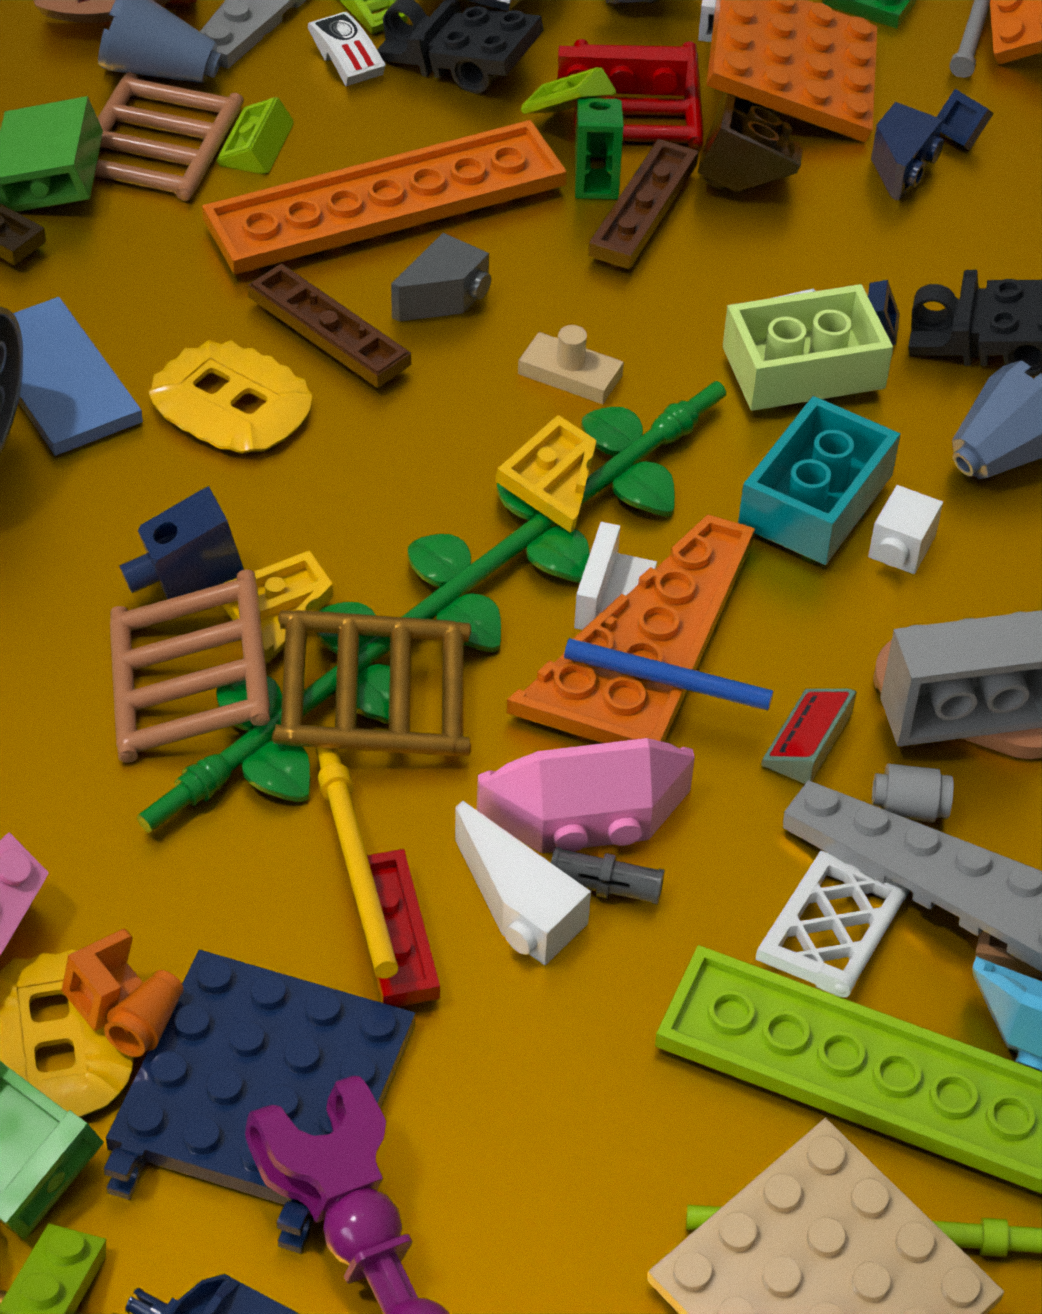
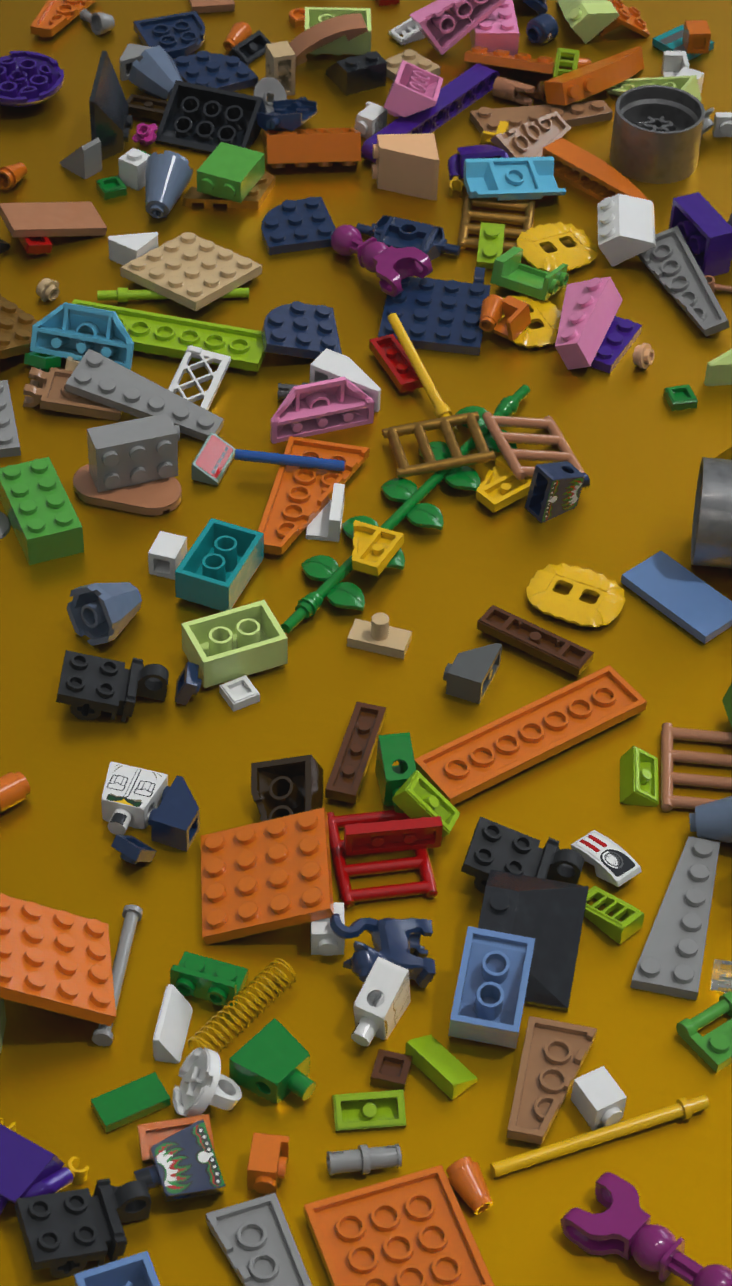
camera: 170 degrees right, 5 degrees down
(584, 1037) = (300, 330): none -> dark blue plate
(963, 178) = (130, 796): none -> white torso

